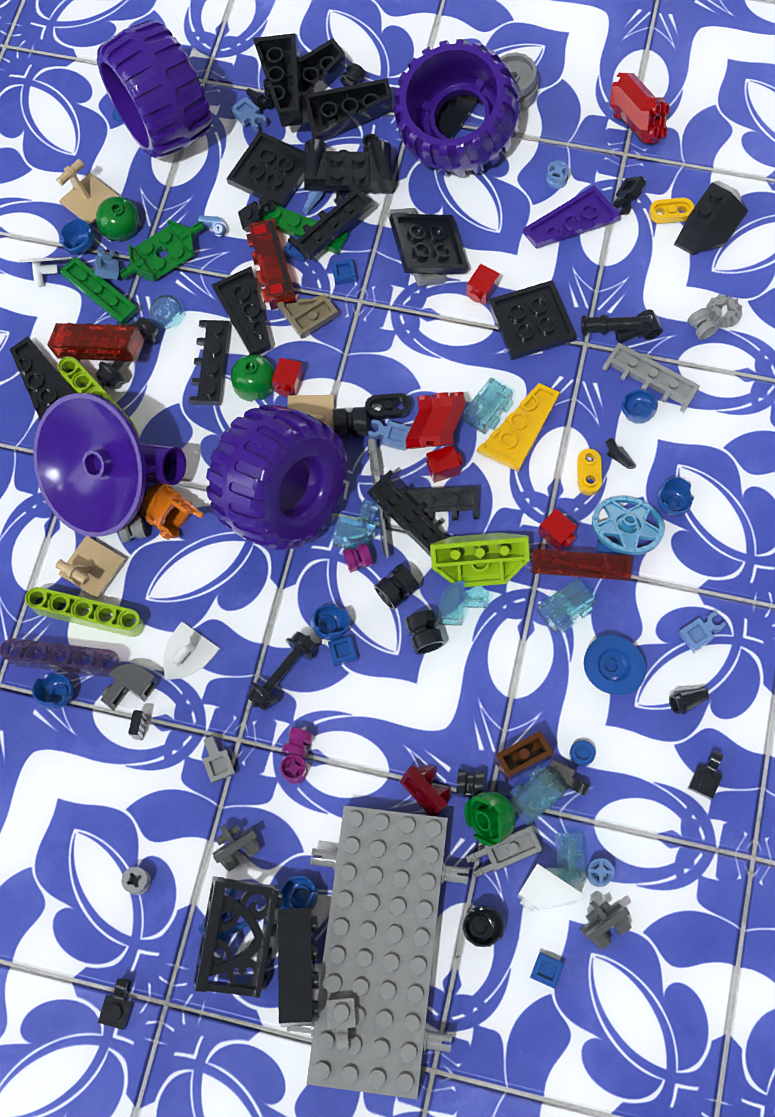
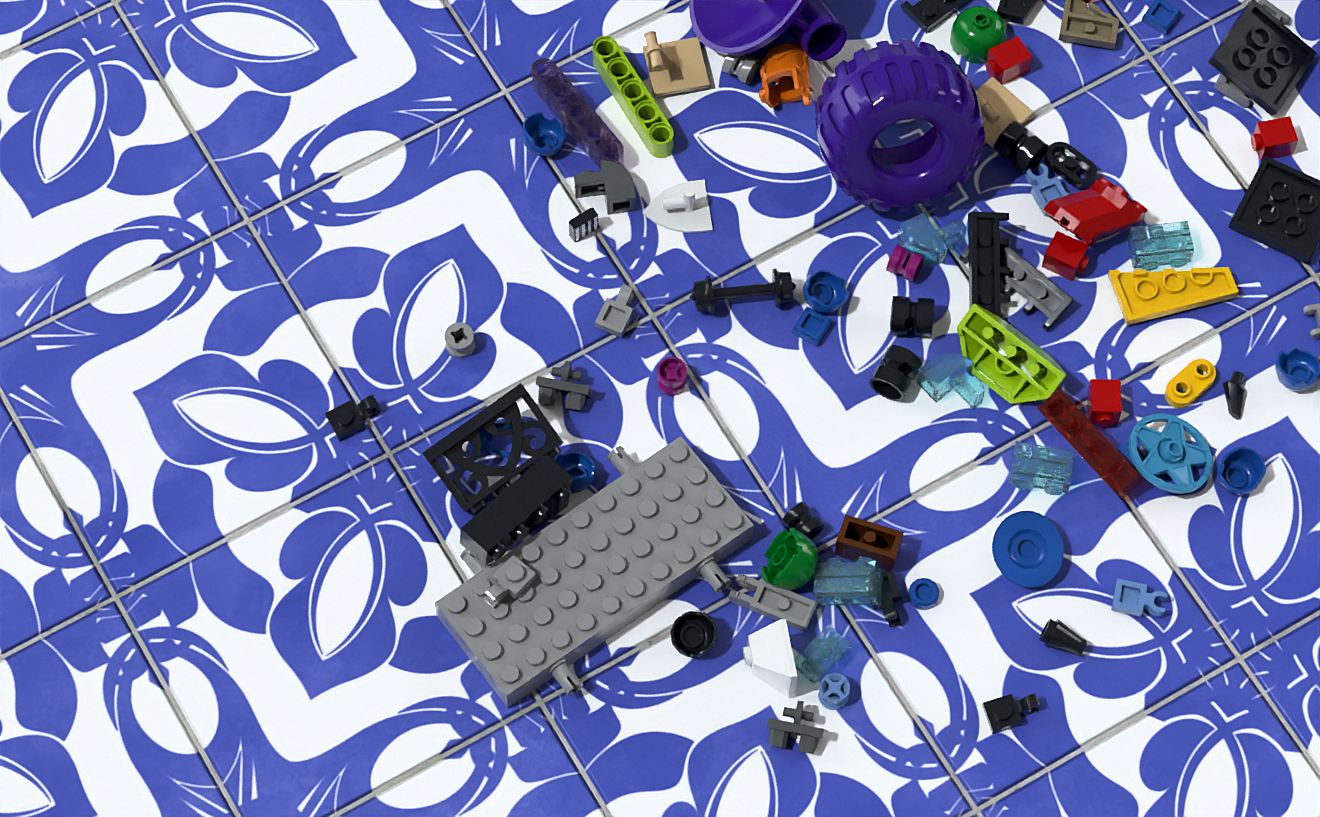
camera: 40 degrees right, 5 degrees down
(298, 742) = (697, 359): magenta wheel -> none
(374, 467) = (1012, 192): light grey sword -> none
(418, 784) = (759, 485): dark red tile -> none
(547, 970) = (709, 720): blue tile -> none

